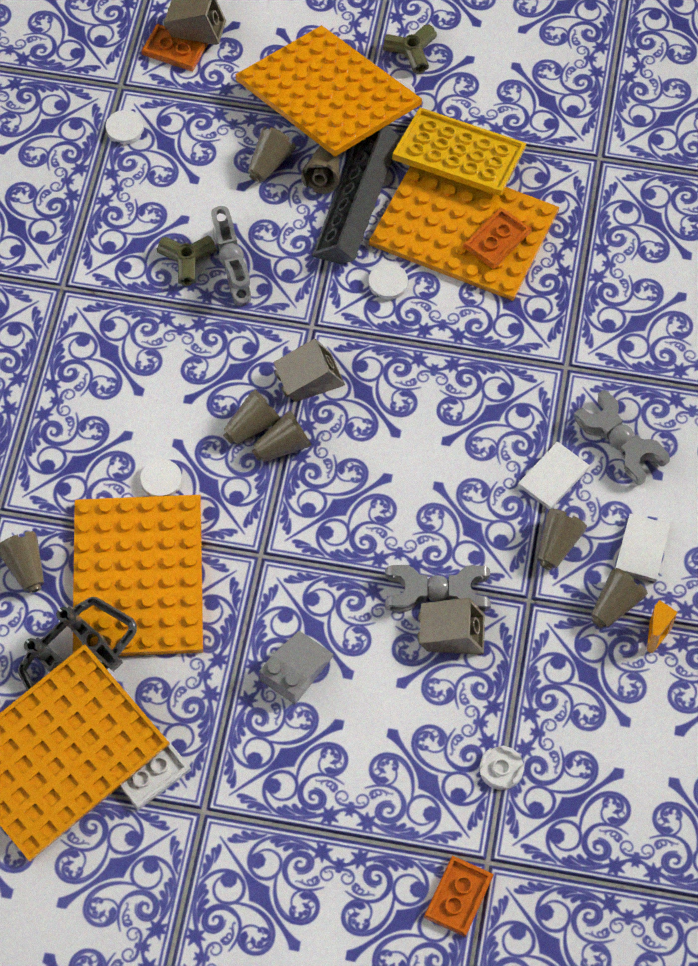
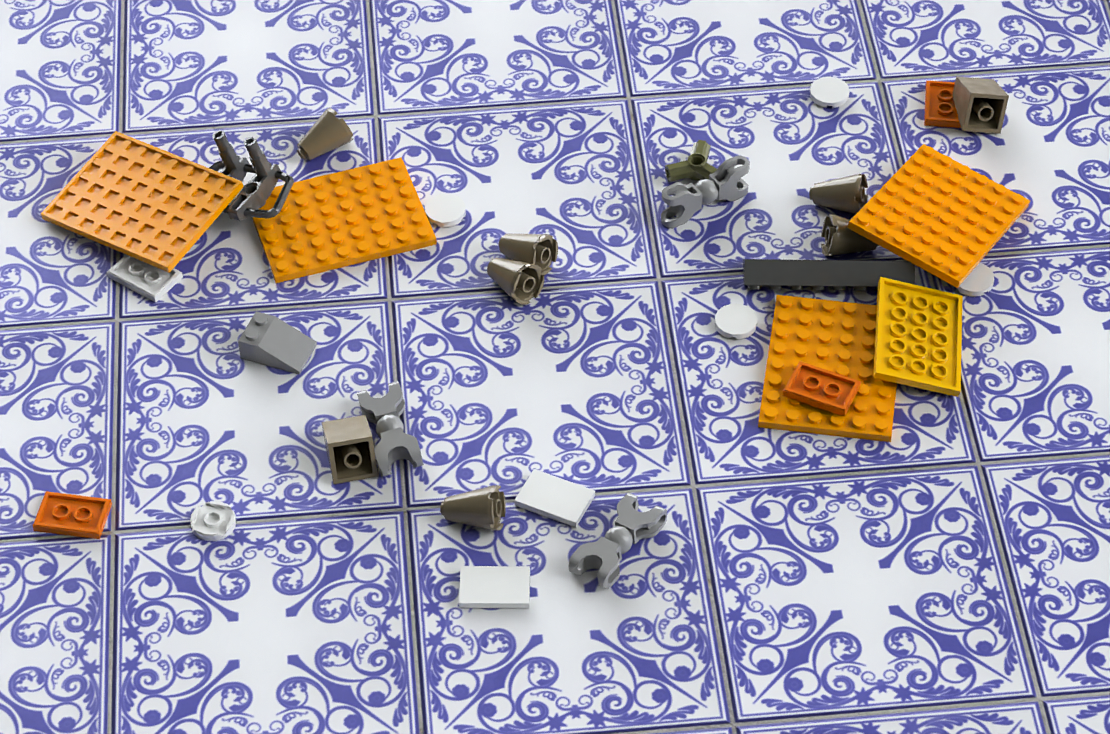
camera: 75 degrees right, 15 degrees down
(308, 371) = (600, 282): dark tan slope -> none
(412, 47) = (1039, 275): olive piece -> none
(617, 598) = (423, 568): dark tan cone -> none
(660, 625) = (405, 596): light orange tile -> none

